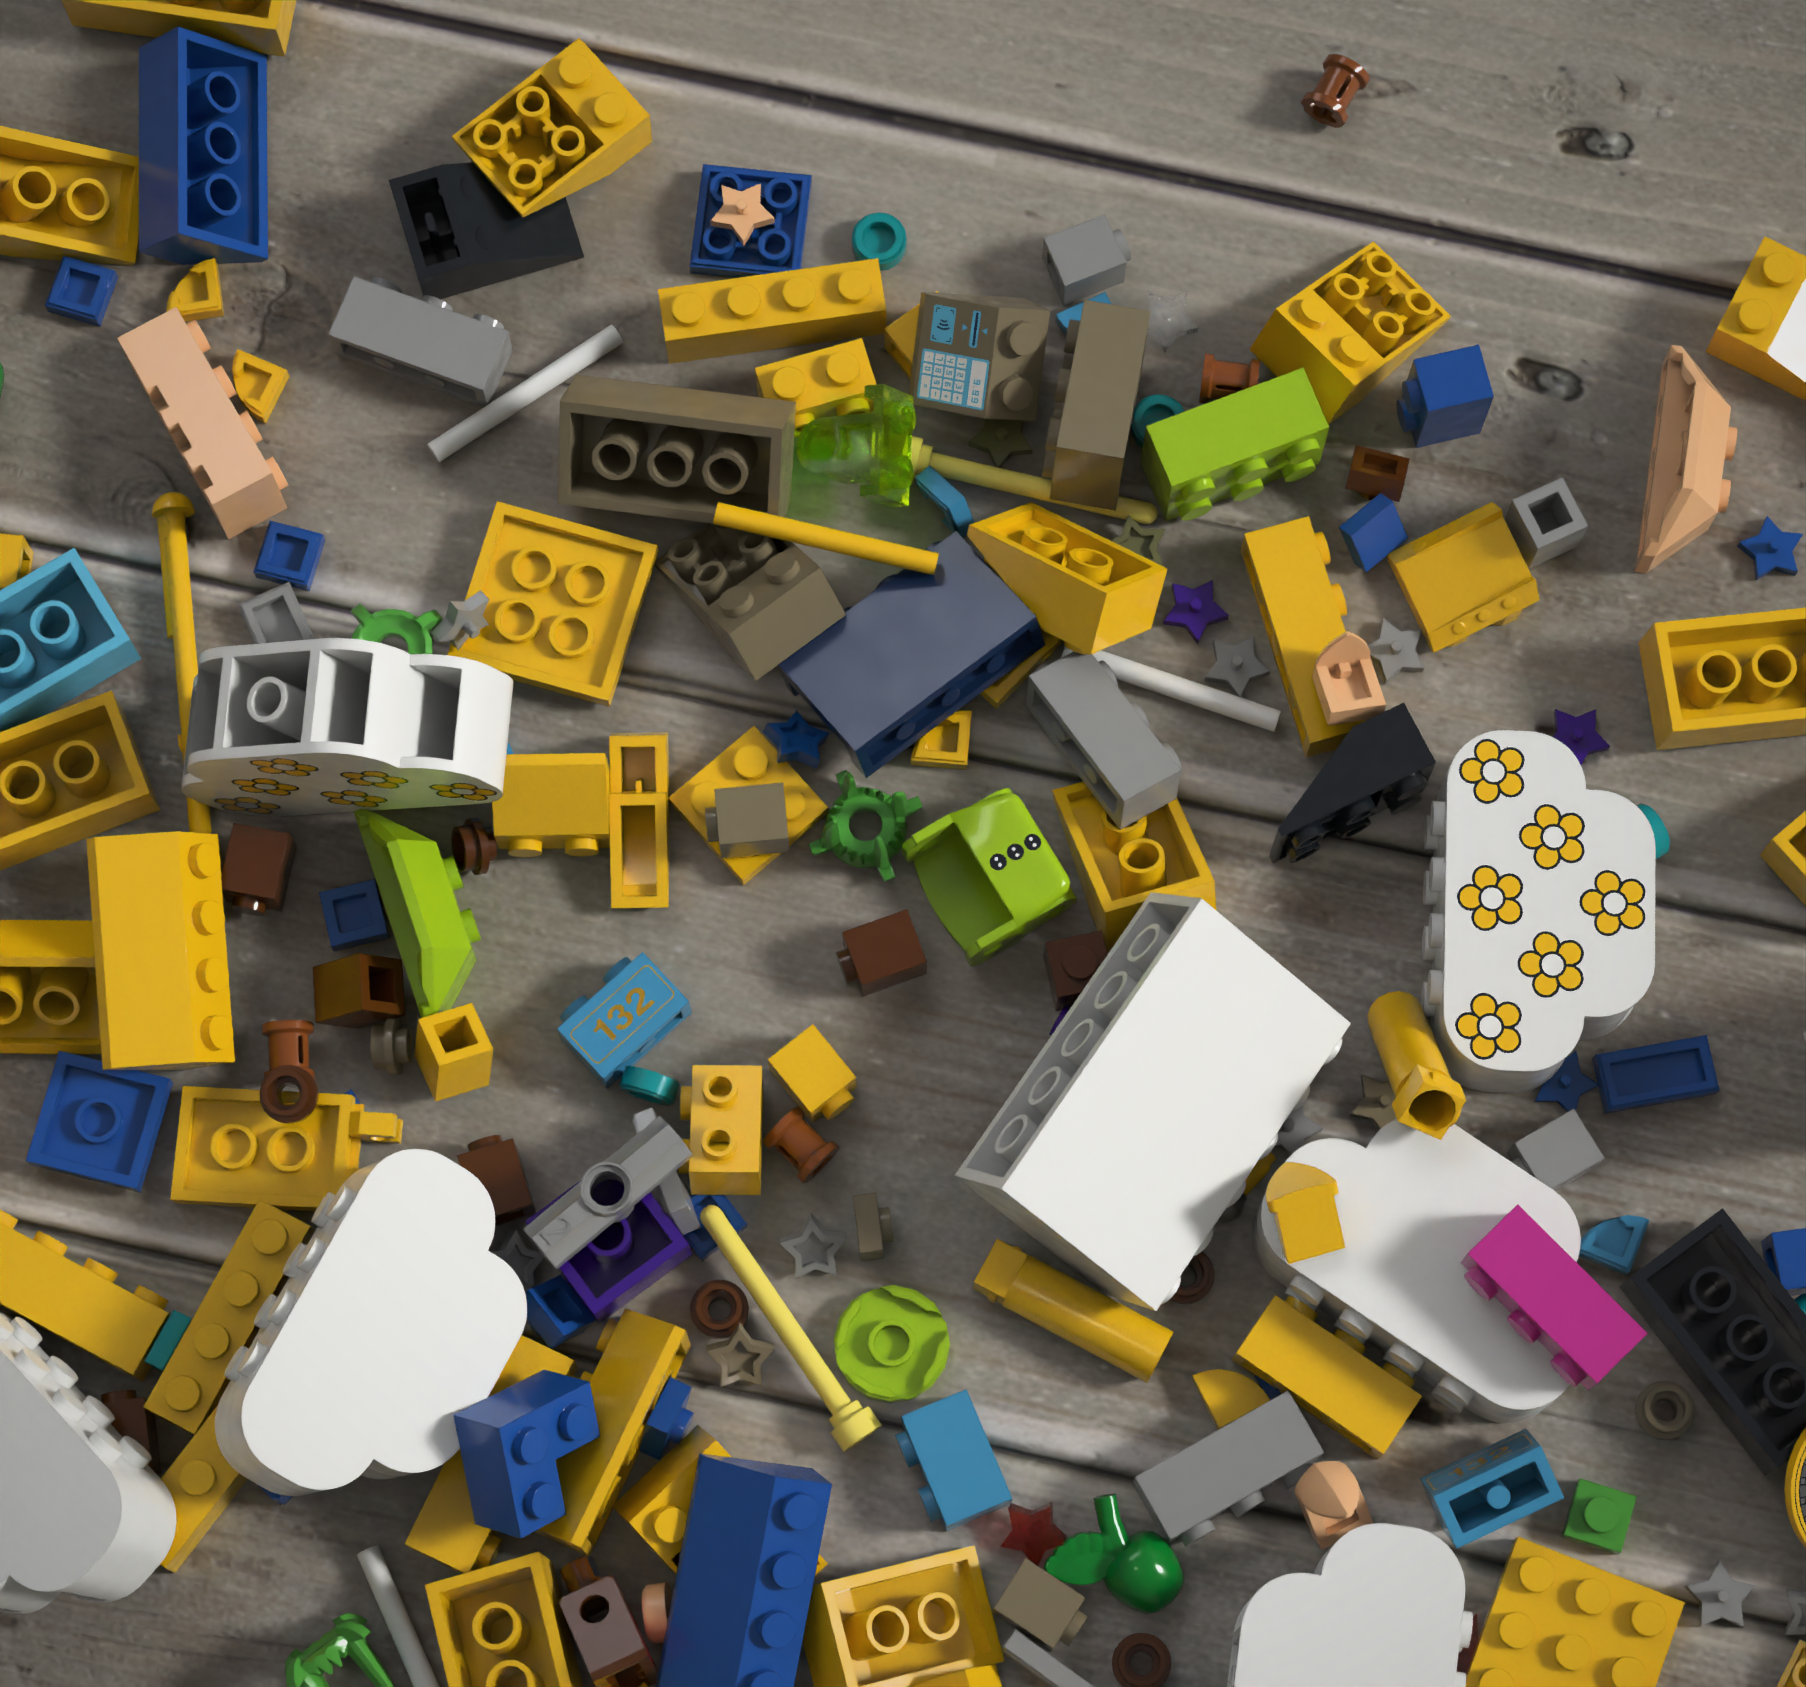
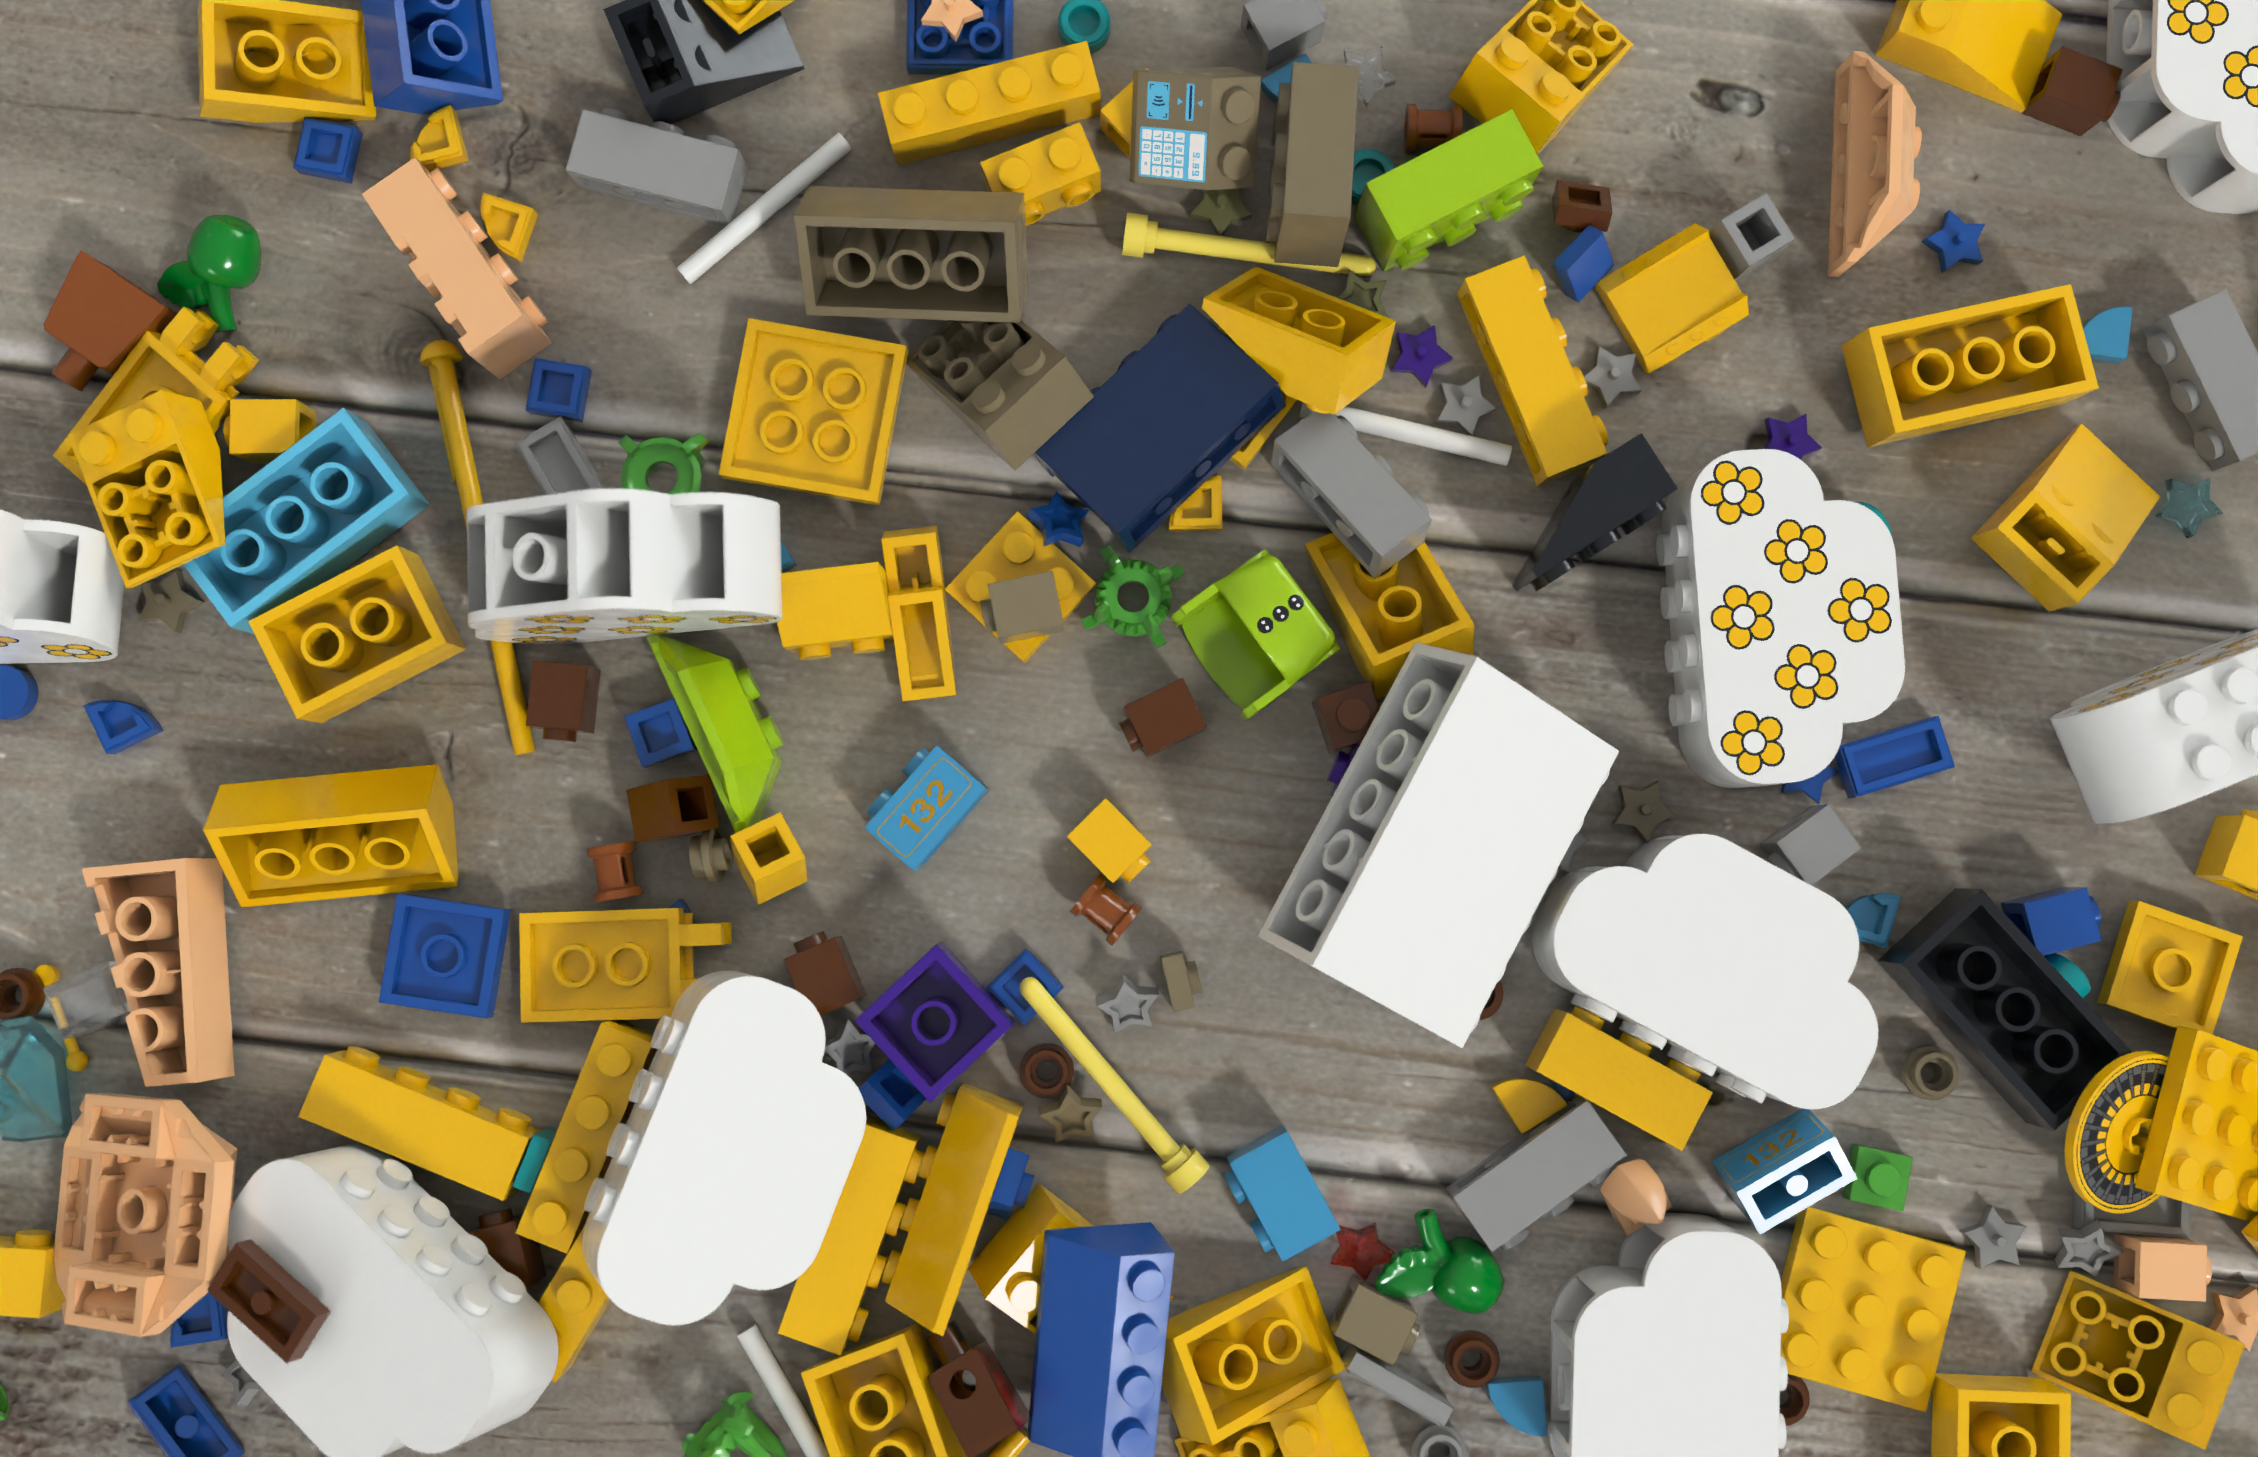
camera: 10 degrees left, 10 degrees up
(160, 951) = (475, 795): yellow slope -> none
(272, 1089) = (602, 920): reddish brown plate -> none
(462, 620) = (727, 440): light grey piece -> none
(473, 846) = (765, 656): reddish brown plate -> none
(513, 1448) = (869, 1241): blue brick -> none
(637, 1165) = (903, 1016): light grey piece -> none
(649, 1085) = (957, 868): teal tile -> none
(655, 1610) = (1019, 1361): light nougat tile -> none
(672, 1189) = (982, 951): light grey tile -> none
(724, 1129) = (1033, 905): yellow brick -> none
(825, 538) = (1066, 325): yellow bar -> none
(867, 447) = (1097, 229): clear neon green pin -> none
(891, 1344) = (1210, 1085): lime tile -> none
(949, 499) = (1178, 272): dark azure tile -> none
(1072, 1310) = (1377, 1040): yellow piece -> none
(1304, 1211) = (1599, 944): yellow tile -> none
(1347, 681) = (1581, 416): light nougat plate -> none
(1414, 1065) = (1701, 815): yellow piece -> none
(1445, 396) = (1644, 123): blue brick -> none
(1551, 1299) = (1844, 1007): dark pink brick -> none

